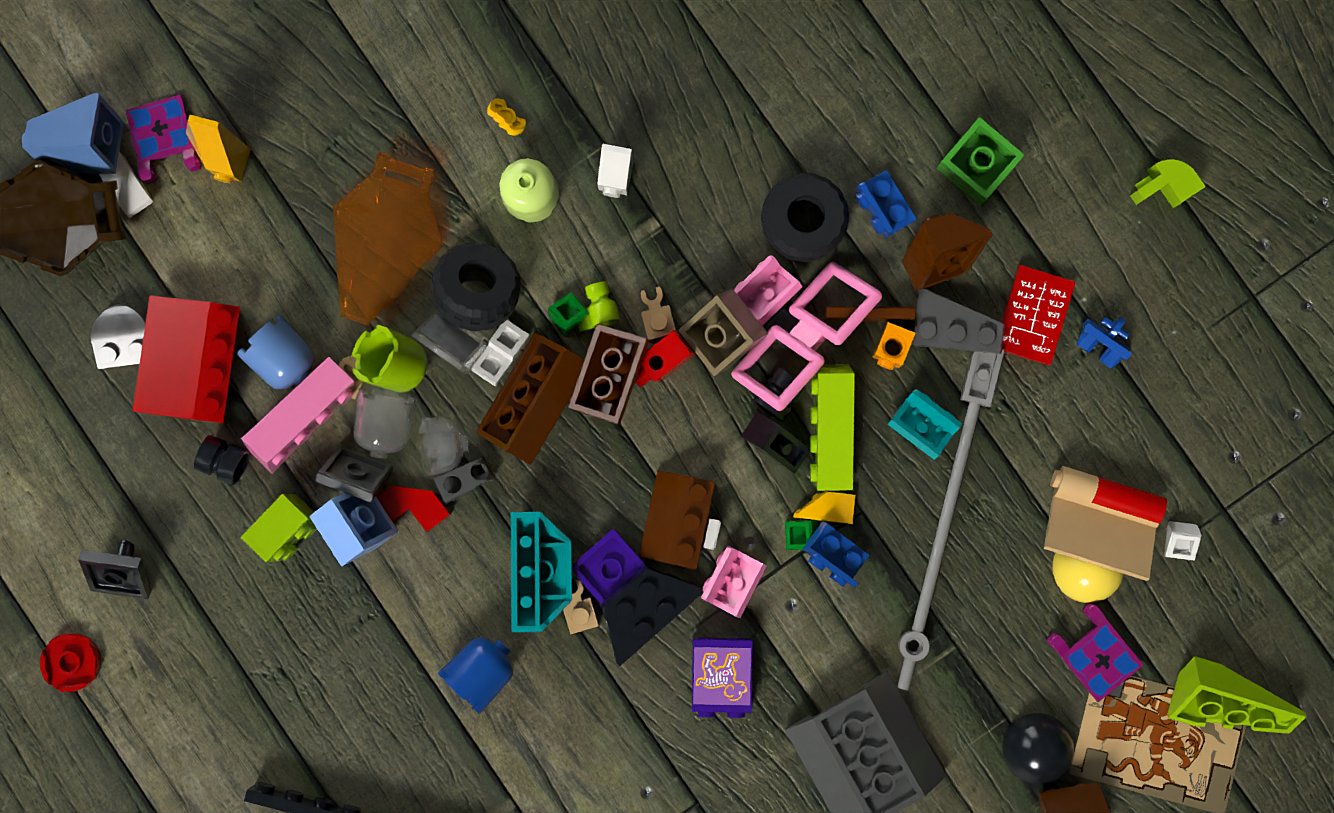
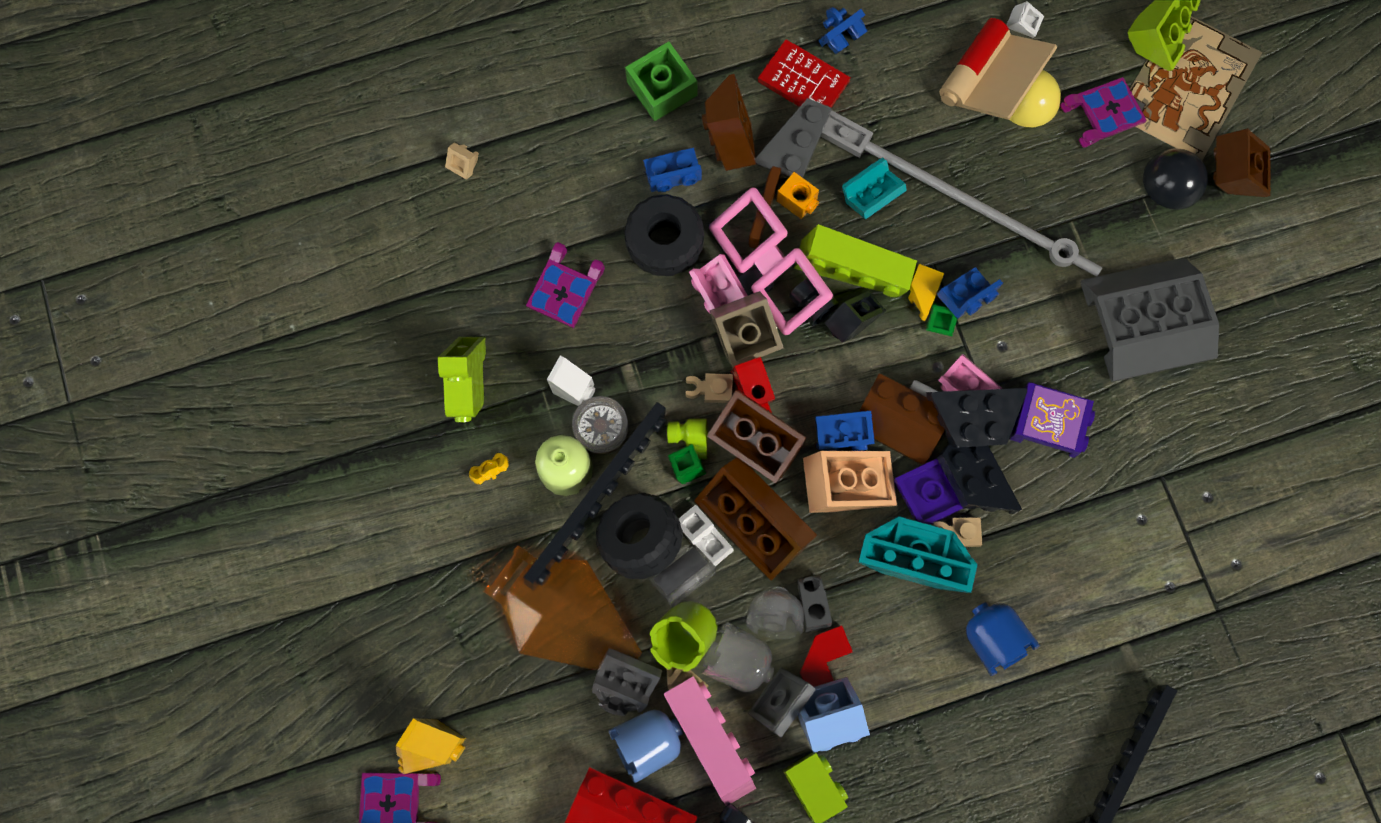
camera: 80 degrees left, 10 degrees down
(330, 316) = (624, 683): none -> flat silver slope
(491, 229) = (591, 505): none -> black plate
(581, 214) = (600, 425): none -> clear piece
(587, 58) = (463, 377): none -> lime brick
(597, 483) = (849, 480): none -> light nougat slope
(645, 463) = (844, 430): none -> blue bracket
(699, 595) = (978, 415): none -> black wing
(716, 130) = (563, 291): none -> magenta flag

